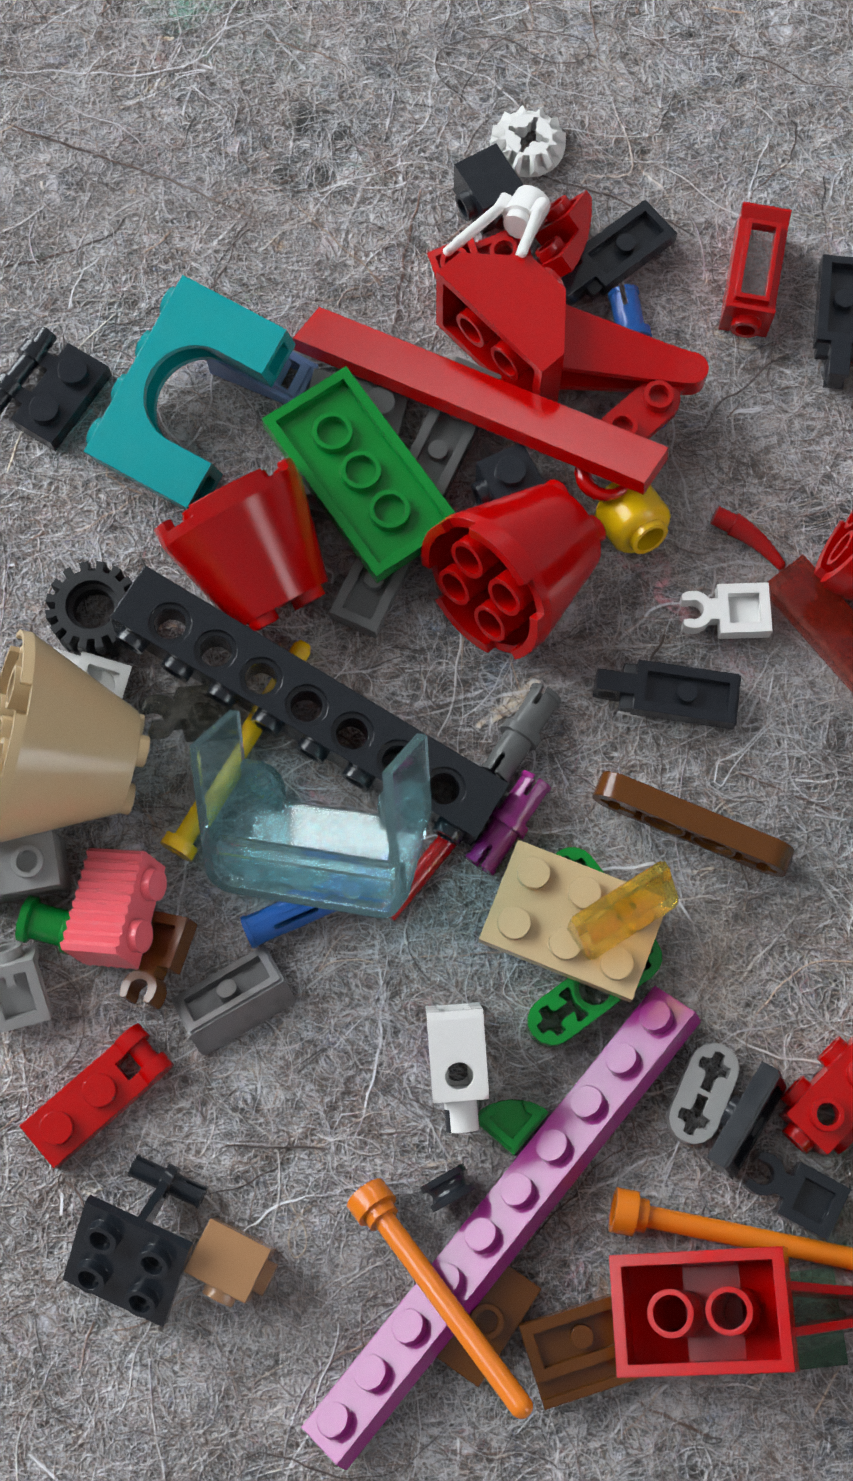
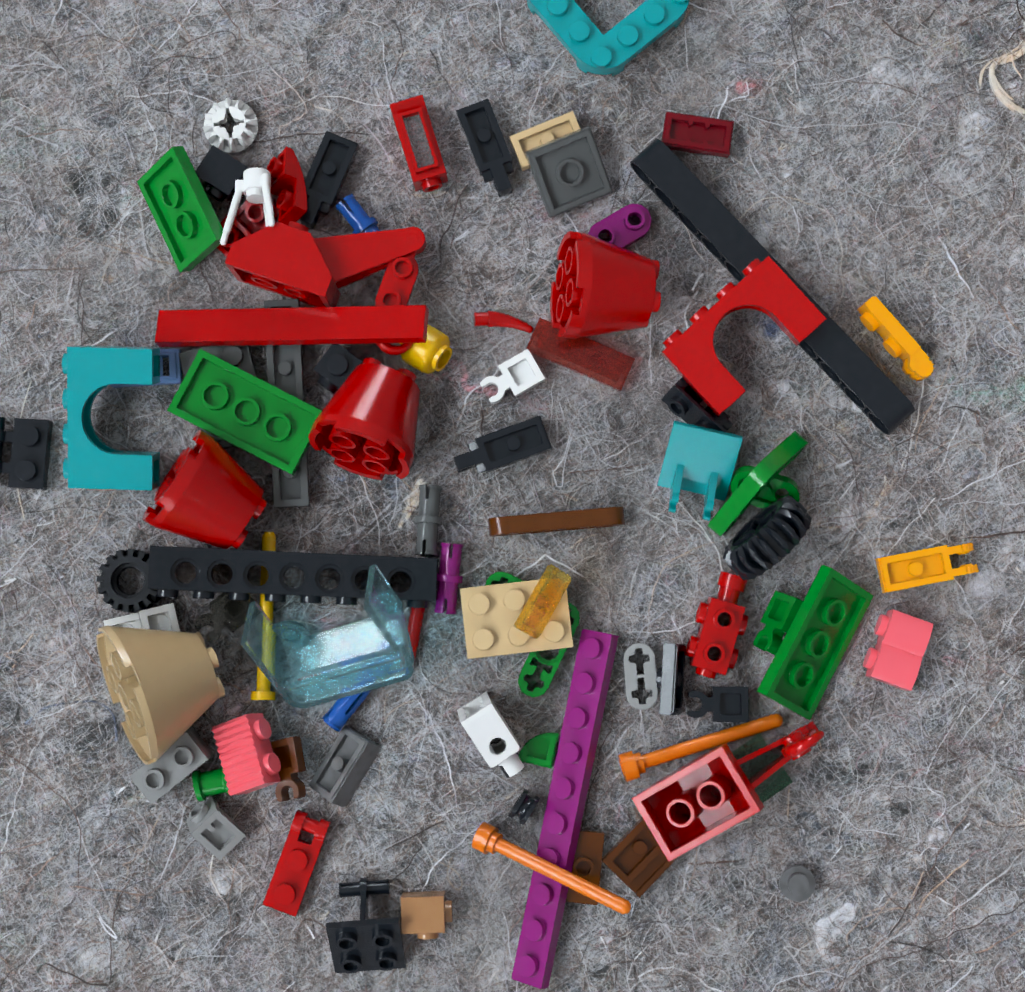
camera: 25 degrees left, 10 degrees up
(415, 199) = (181, 208): none -> green plate

